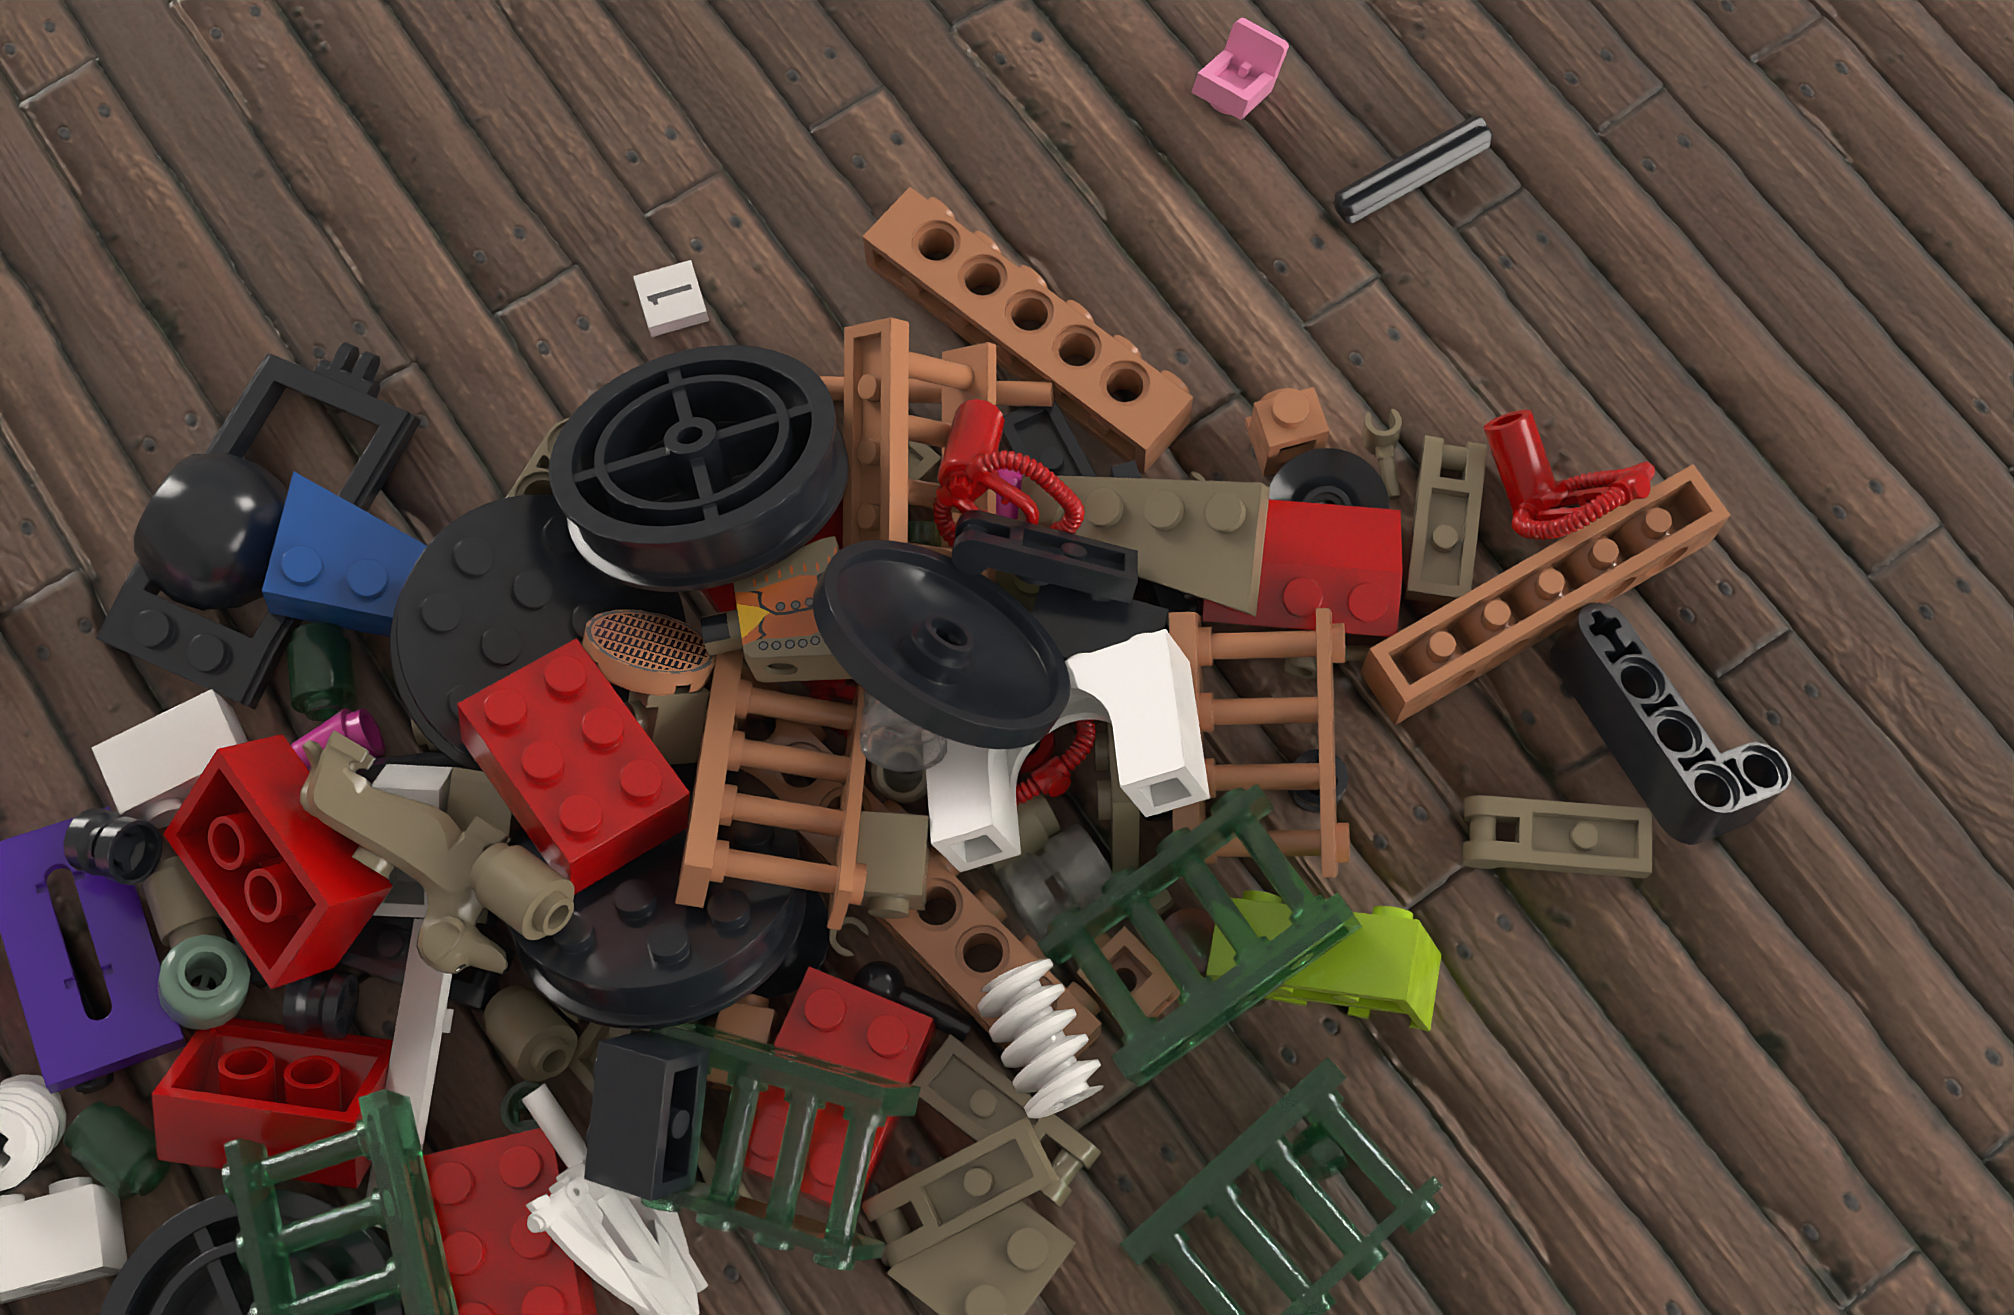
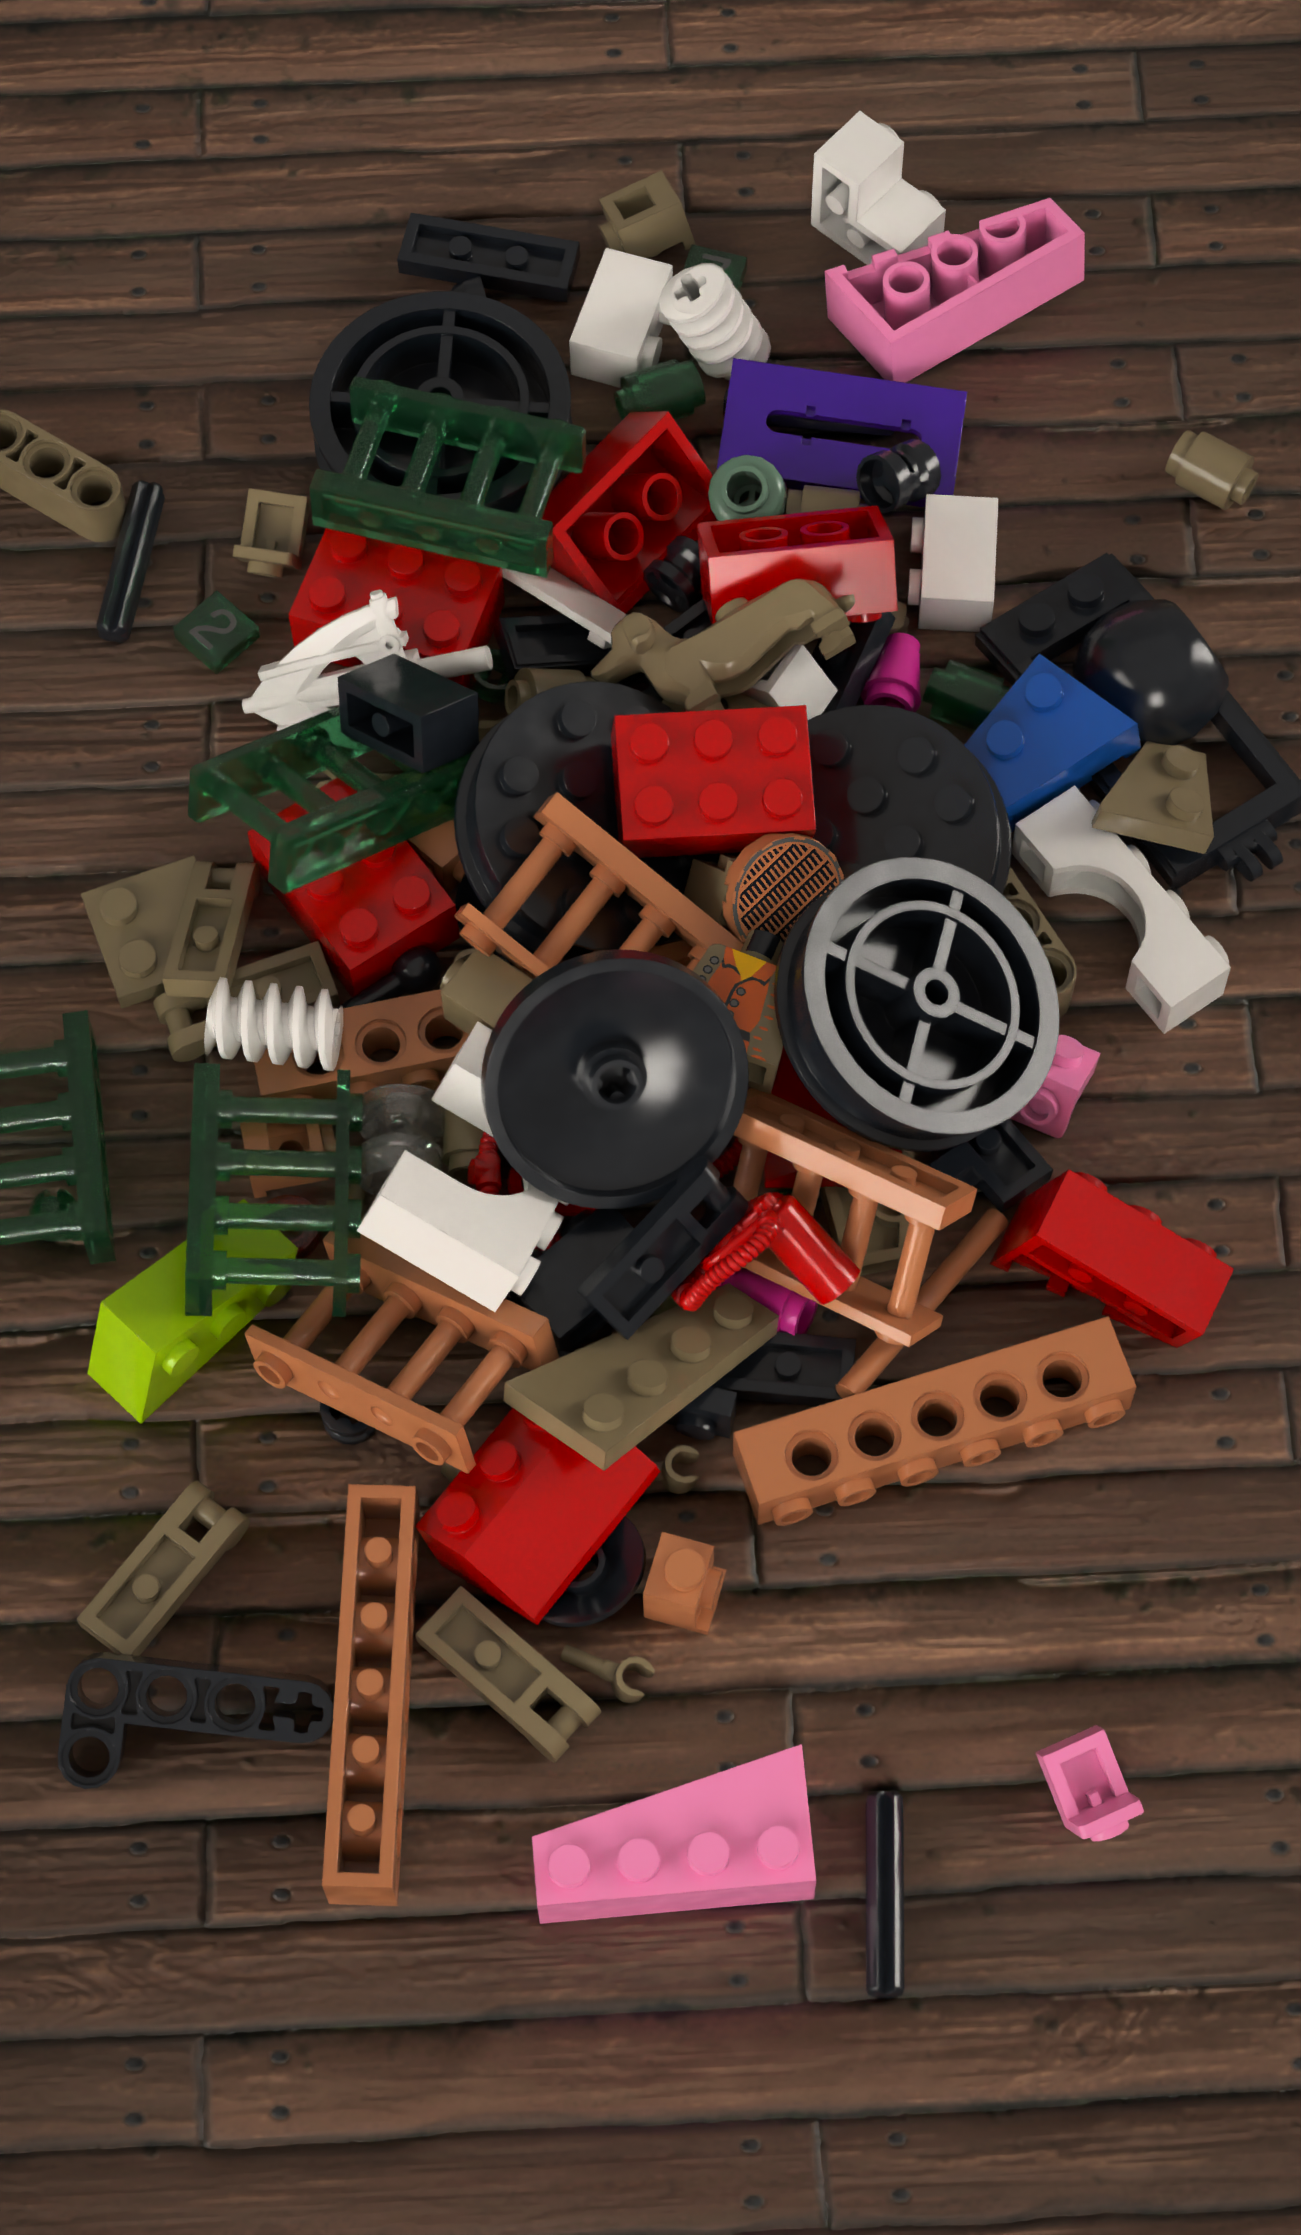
camera: 120 degrees right, 5 degrees down
(346, 447) = (1161, 799): none -> dark tan wing
(475, 1076) = (546, 644): none -> black tile
(499, 371) = (1175, 964): none -> white arch
(522, 890) = (627, 689): dark tan brick -> none
(671, 298) = (1166, 1146): white tile -> none
(803, 266) = (1117, 1256): none -> red wedge
(1490, 307) = (688, 1848): none -> bright pink wedge
(1536, 493) = (473, 1767): red piece -> none

